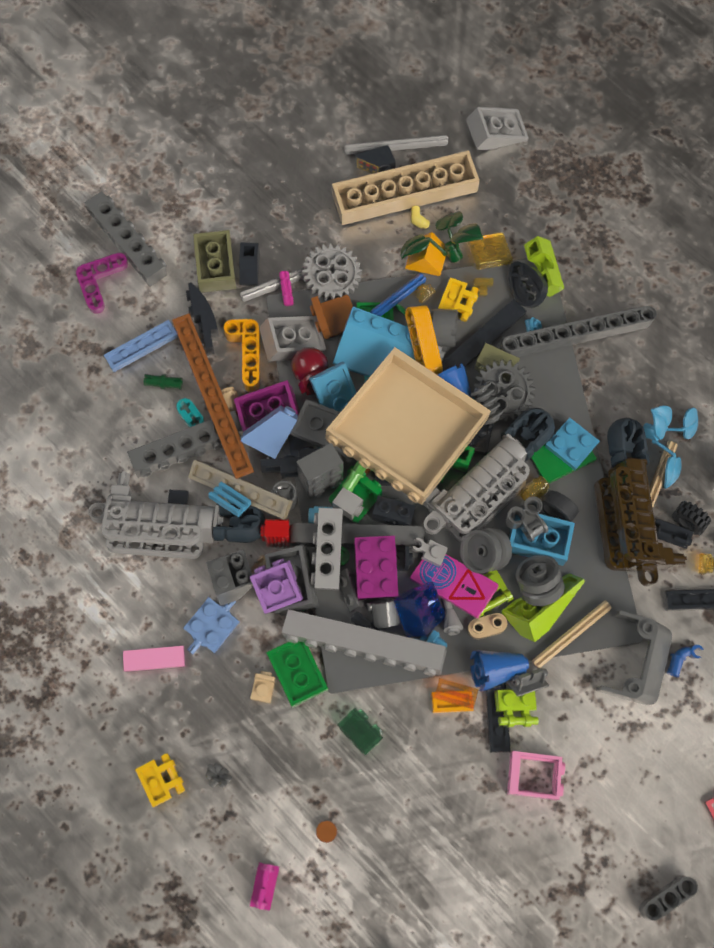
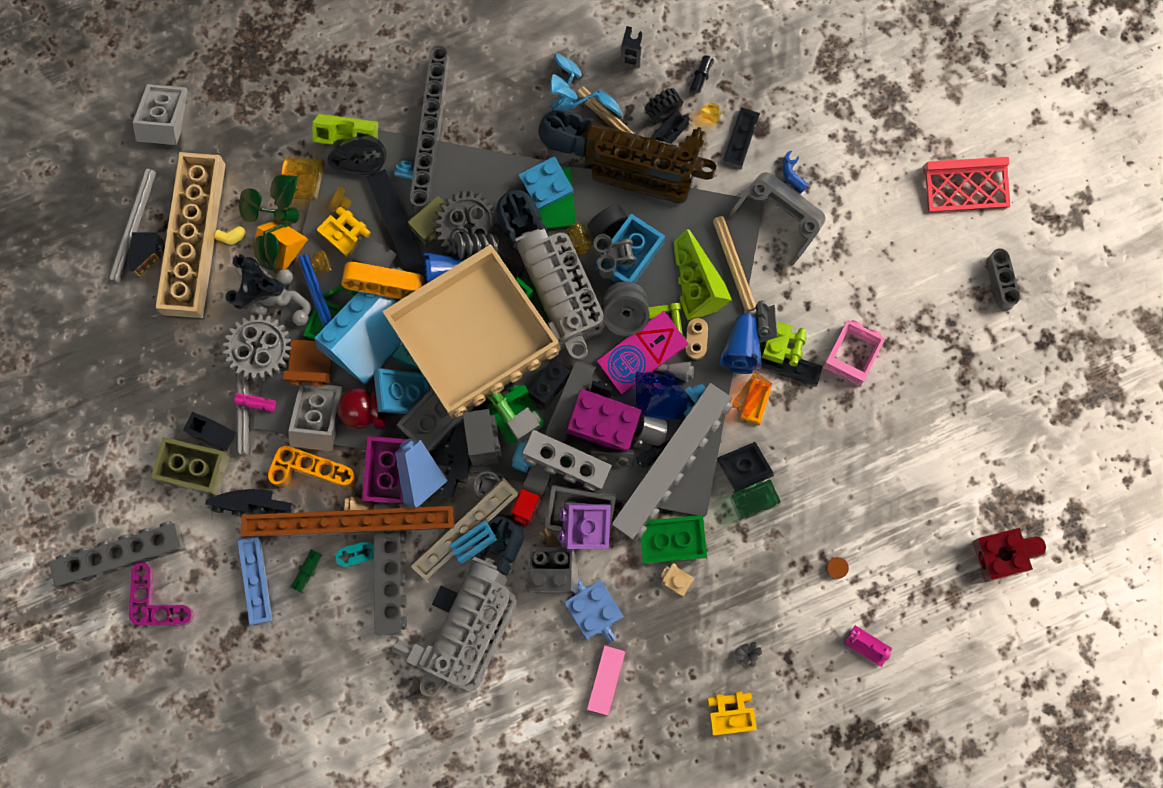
camera: 65 degrees left, 5 degrees up
(381, 255) = (262, 290): none -> wheel
(386, 712) = (745, 467): none -> black tile
(432, 551) = (605, 361): light grey plate -> none
(540, 580) = (674, 269): dark grey wheel -> none

